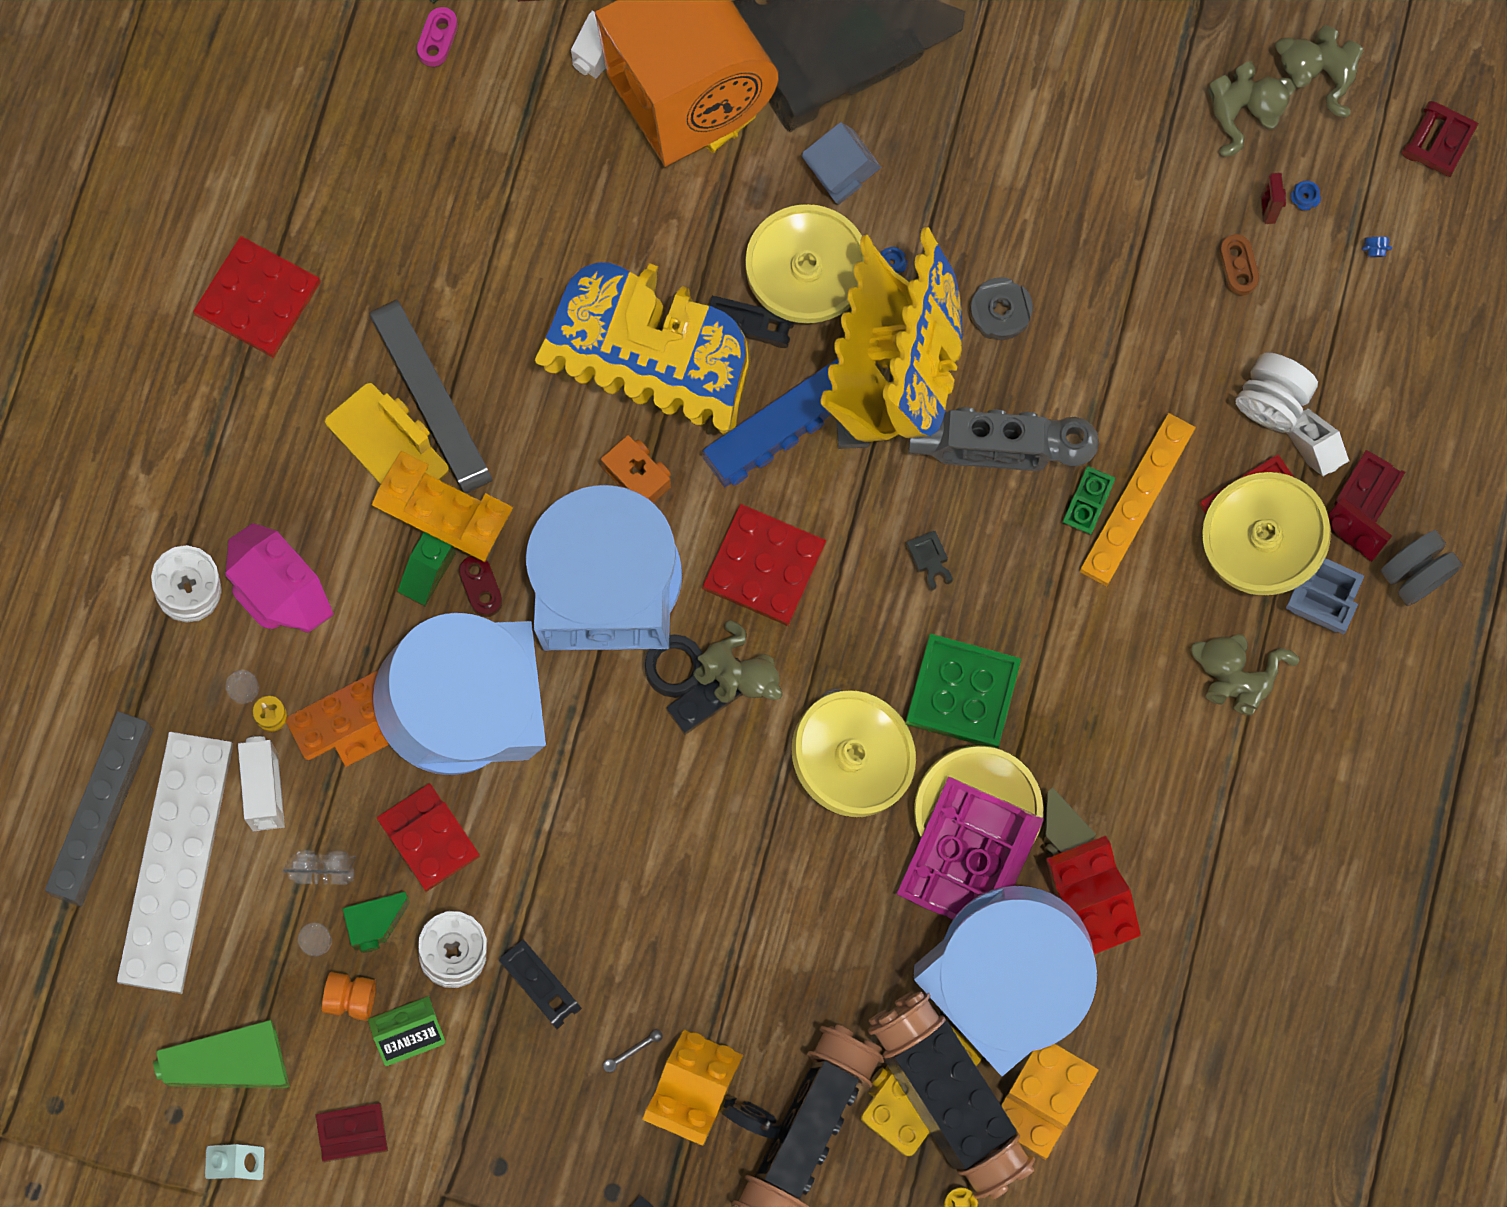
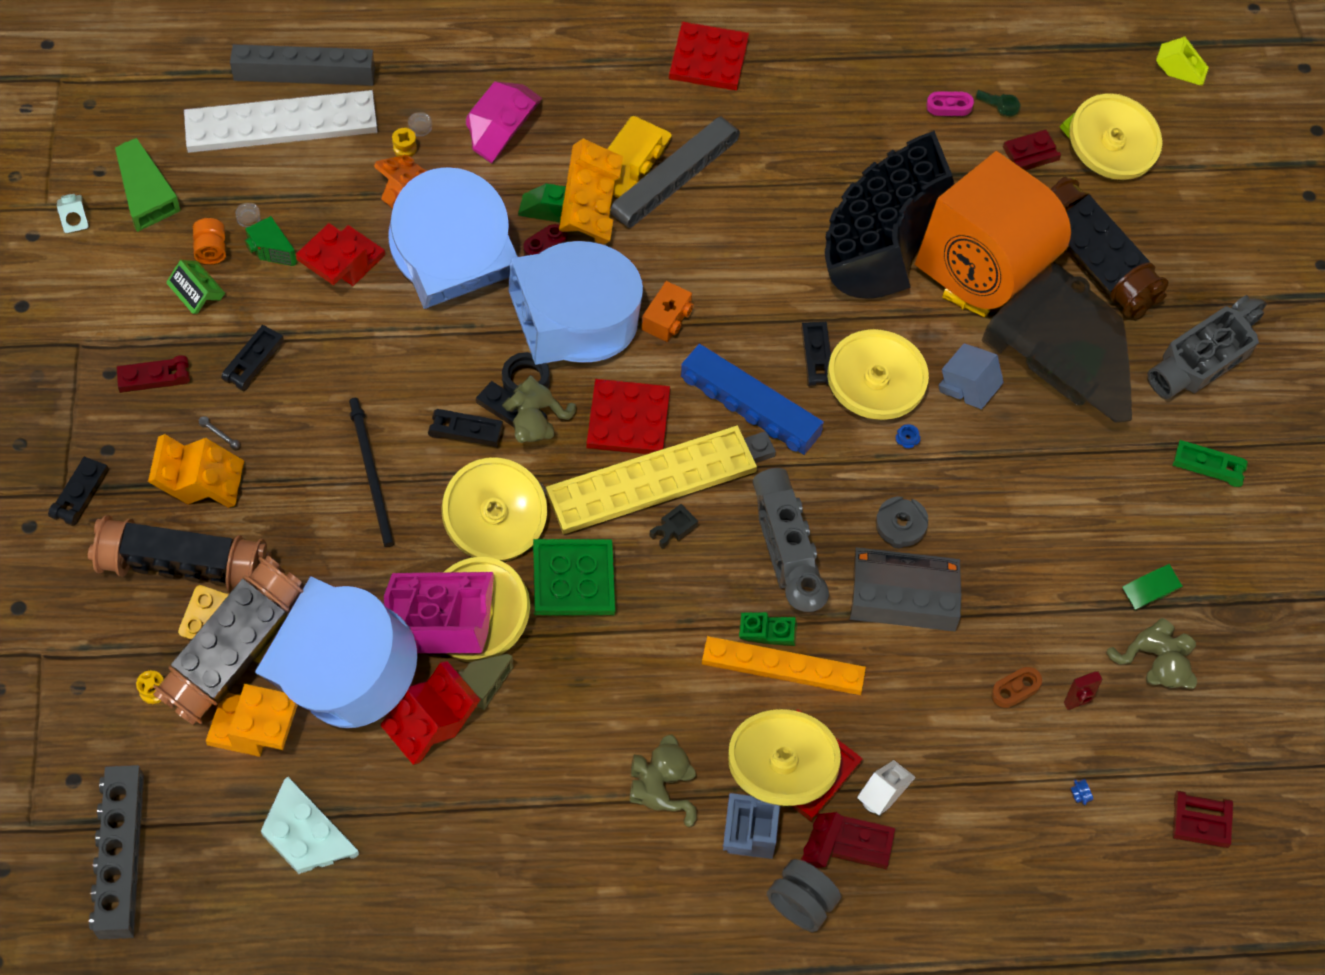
camera: 70 degrees right, 15 degrees down
(179, 567) = (478, 63): white wheel -> none
(261, 784) = (344, 133): white window -> none
(307, 862) = (299, 199): clear hinge -> none
(351, 1132) = (110, 272): dark red plate -> none
(451, 931) = (259, 289): white wheel -> none
(522, 1113) = (153, 374): none -> dark red plate
(594, 173) = (886, 219): none -> black brick
(611, 332) = (767, 282): yellow animal -> none
(723, 755) = (465, 427): none -> black plate
(744, 883) = (358, 415): none -> black bar
(750, 1117) = (181, 510): black tile -> none
(860, 566) = (650, 479): none -> light yellow plate
(903, 328) = (828, 430): yellow animal -> none
(1084, 332) = (906, 589): none -> dark grey piece
(1165, 76) = (1152, 587): none -> green slope
(1186, 1076) = (303, 831): none -> light aqua wing
(1276, 392) = (913, 737): white wheel -> none
(1306, 59) = (1220, 688): olive animal -> none
(1311, 190) = (1104, 718): blue plate -> none

